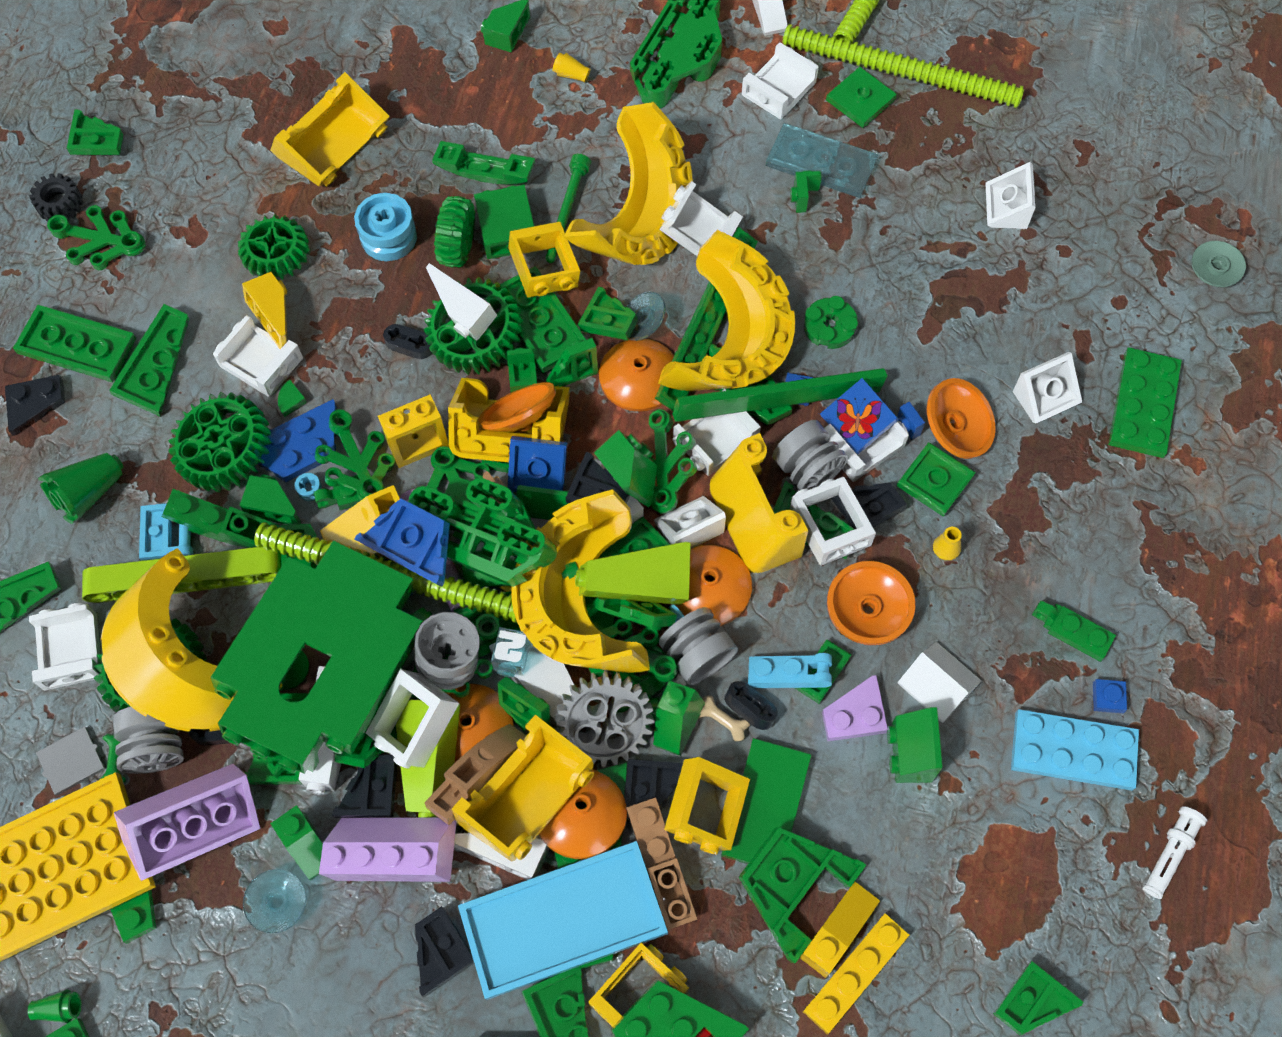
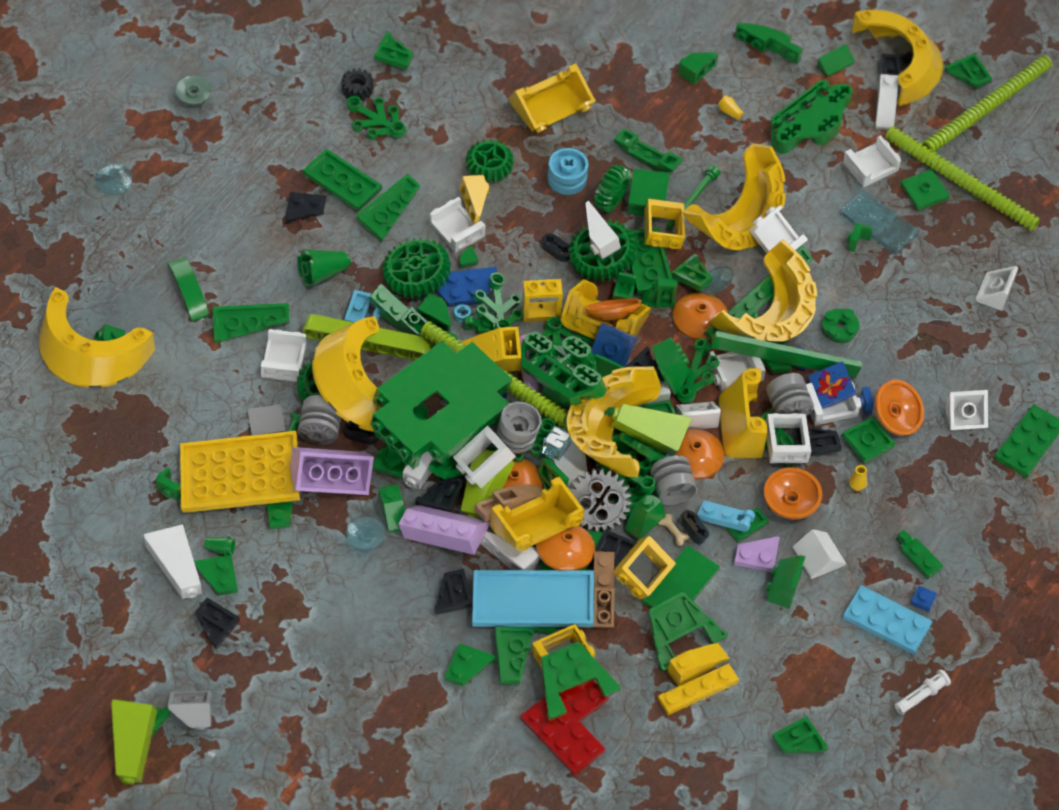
camera: 15 degrees right, 10 degrees down
(411, 539) = (518, 358): blue wing -> none

